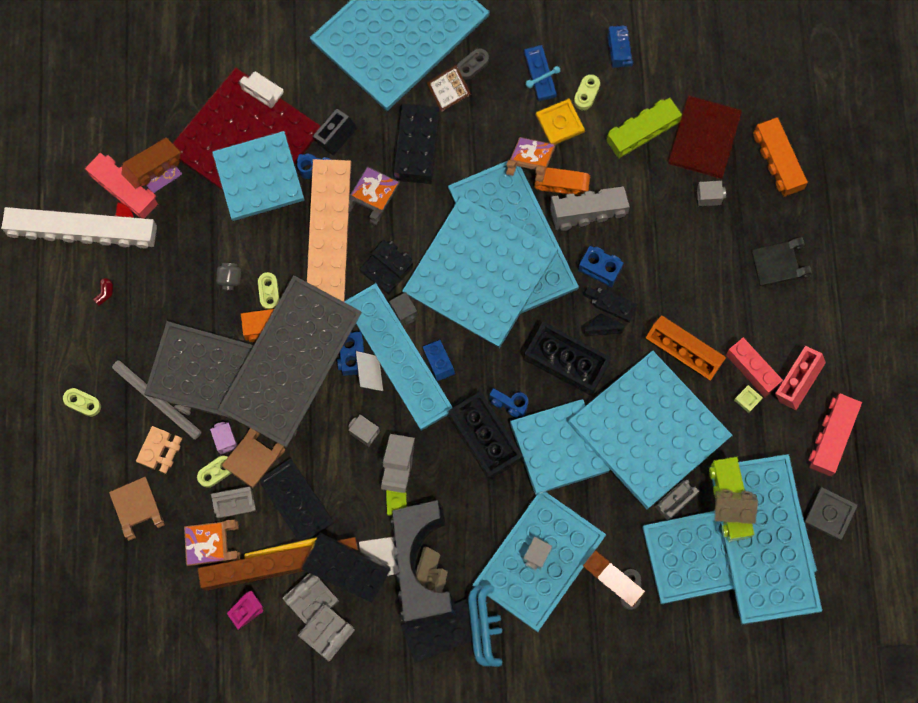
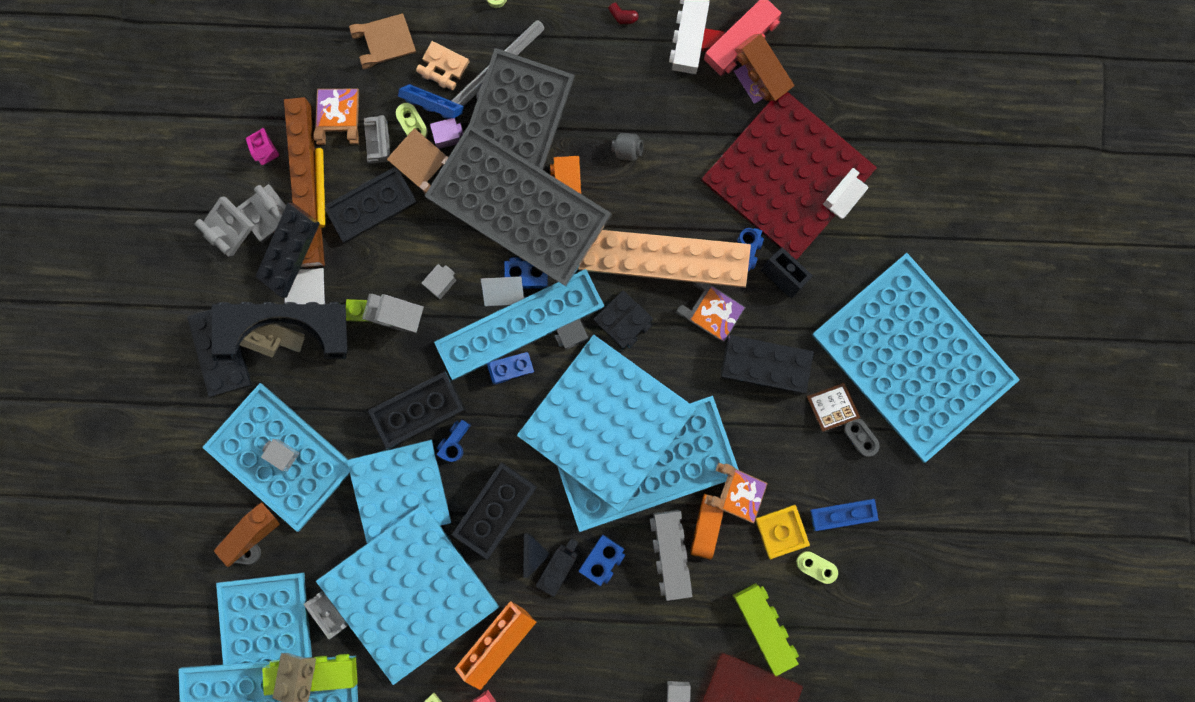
camera: 90 degrees right, 10 degrees up
(195, 454) = (430, 101): none -> blue plate
(258, 176) = (740, 184): medium azure plate -> none
(268, 292) = (606, 189): yellowish green plate -> none
(481, 627) = (210, 388): dark azure piece -> none
(529, 84) = (830, 501): medium azure hinge -> none
(619, 46) = (871, 612): blue hinge -> none

